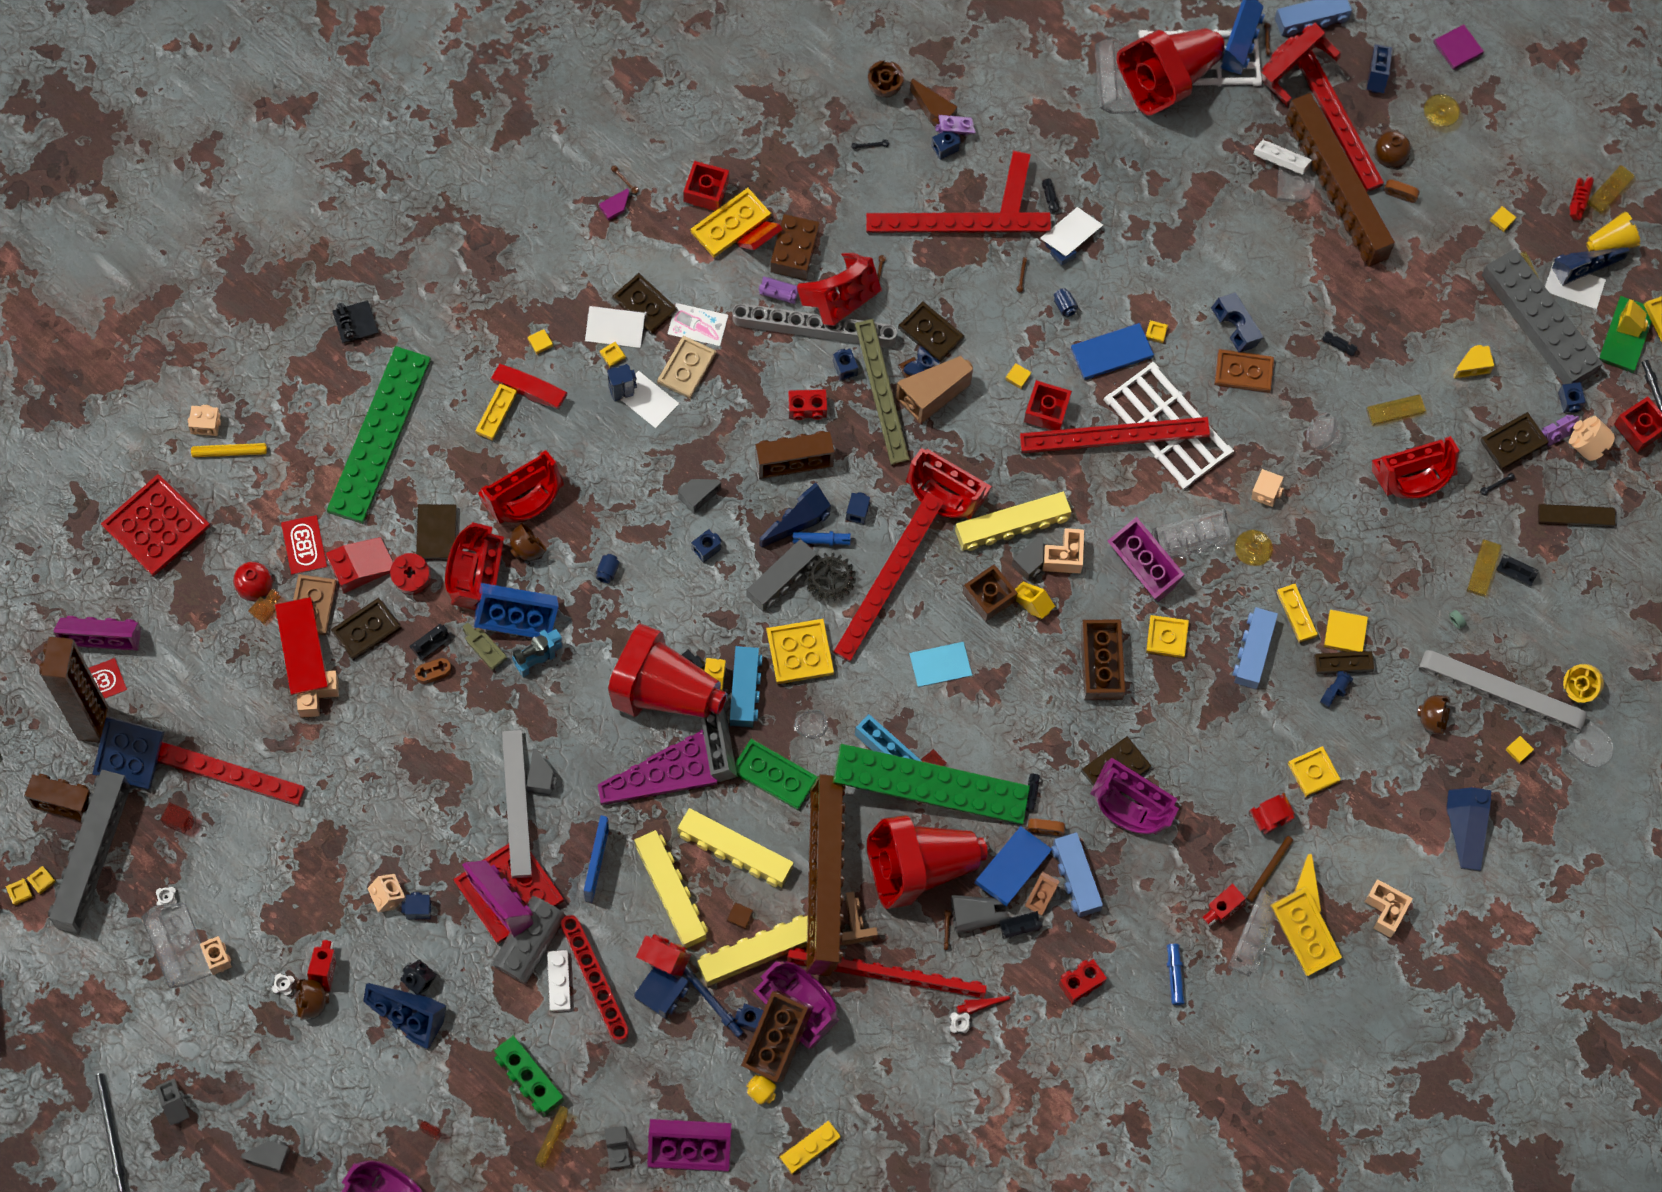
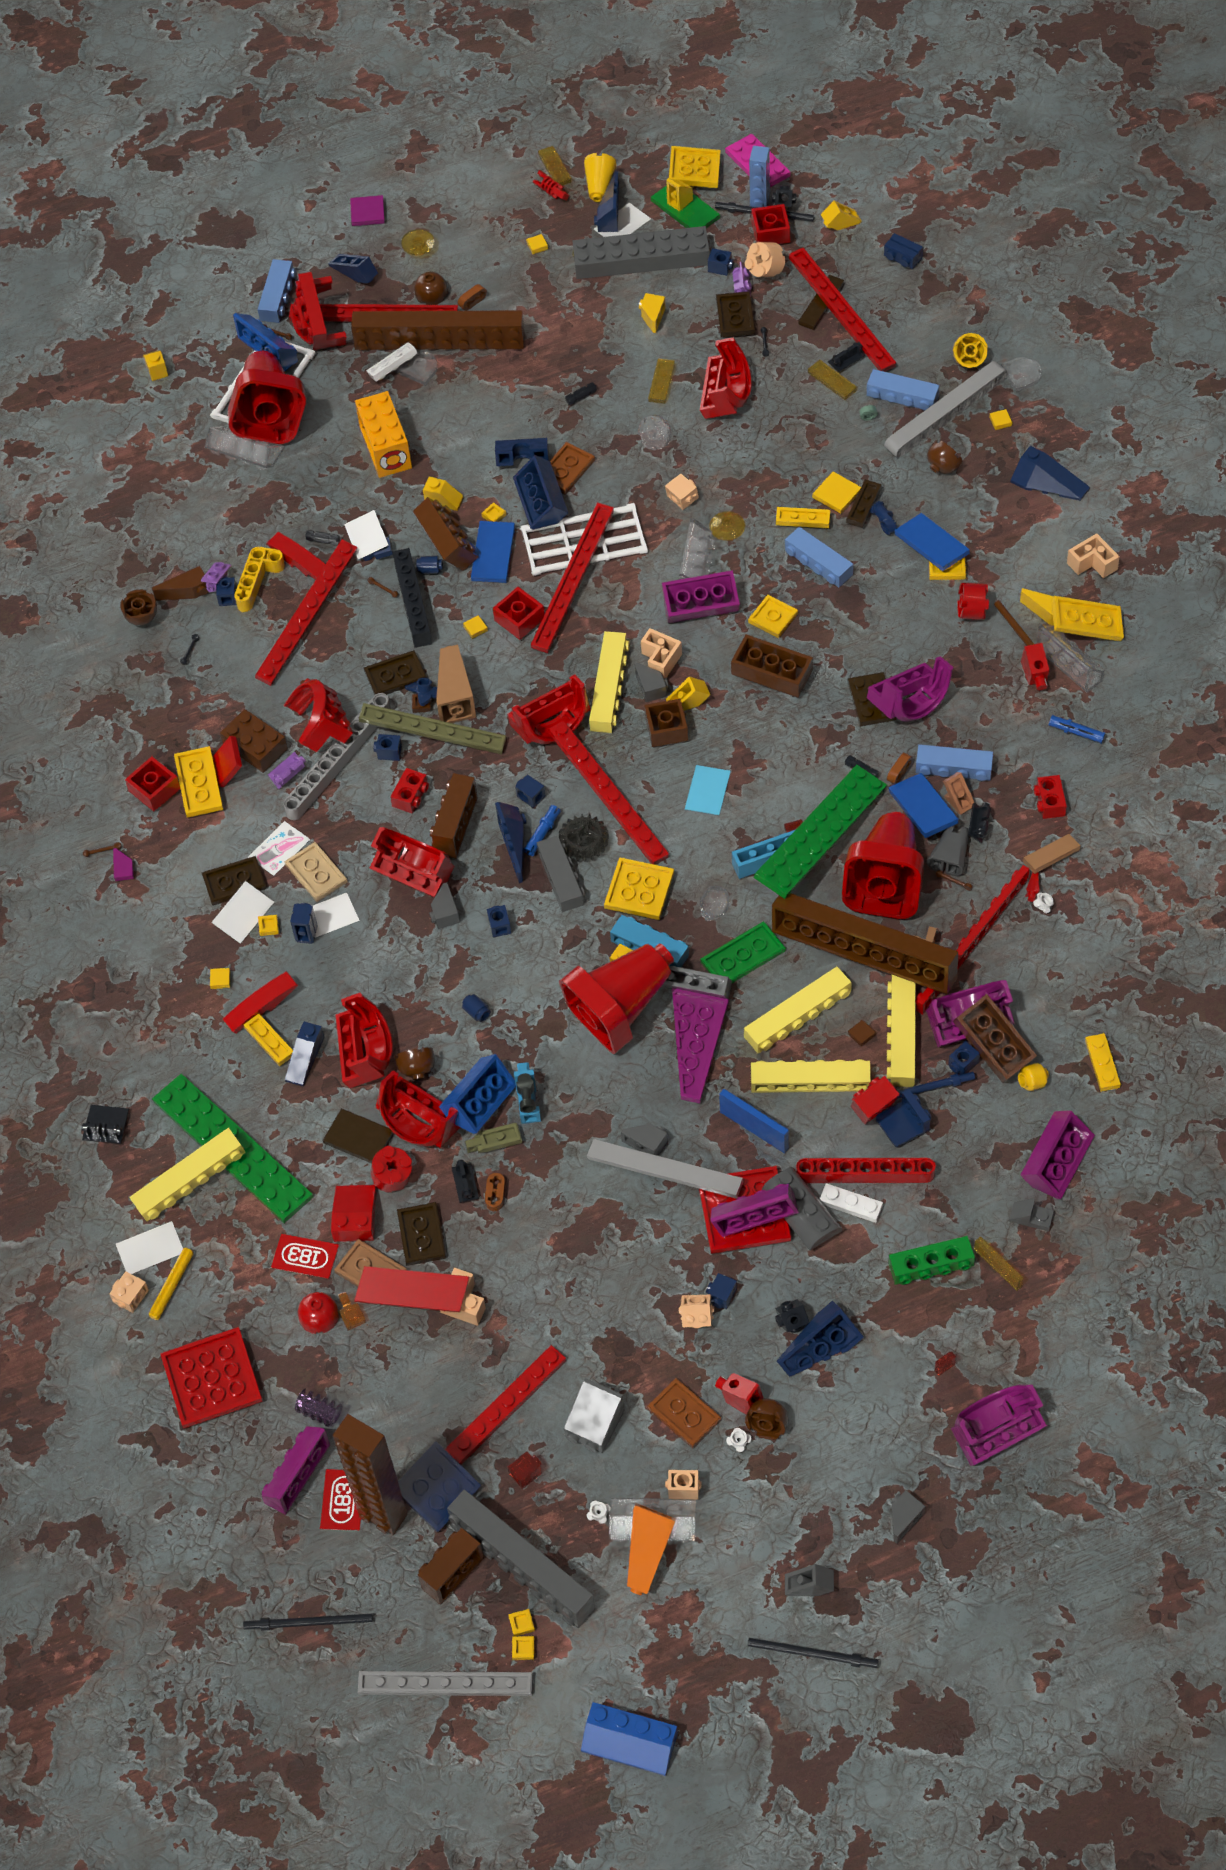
camera: 55 degrees left, 10 degrees down
(144, 948) = (648, 1541): none -> orange slope
(160, 623) = (317, 1409): none -> clear purple piece
(247, 852) = (594, 1416): none -> slope
(256, 416) = (149, 1248): none -> white sticker
(289, 927) = (684, 1413): none -> dark orange tile
(331, 411) = (187, 1175): none -> light yellow brick
(495, 447) = (304, 1053): none -> slope
(742, 442) = (419, 865): none -> red piece
(972, 162) = (258, 562): none -> yellow beam
(1018, 1008) = (1051, 853): none -> medium nougat tile
(1019, 305) = (412, 597): none -> black brick
(1101, 299) = (446, 533): none -> reddish brown brick
(1151, 275) = (443, 492): none -> yellow slope
(1187, 190) = (383, 434): none -> light orange hose
(1195, 361) = (540, 493): none -> dark blue slope
(1329, 746) = (932, 542): none -> blue tile
(1502, 639) = (902, 390): none -> medium blue brick
(1571, 539) = (842, 310): none -> red plate

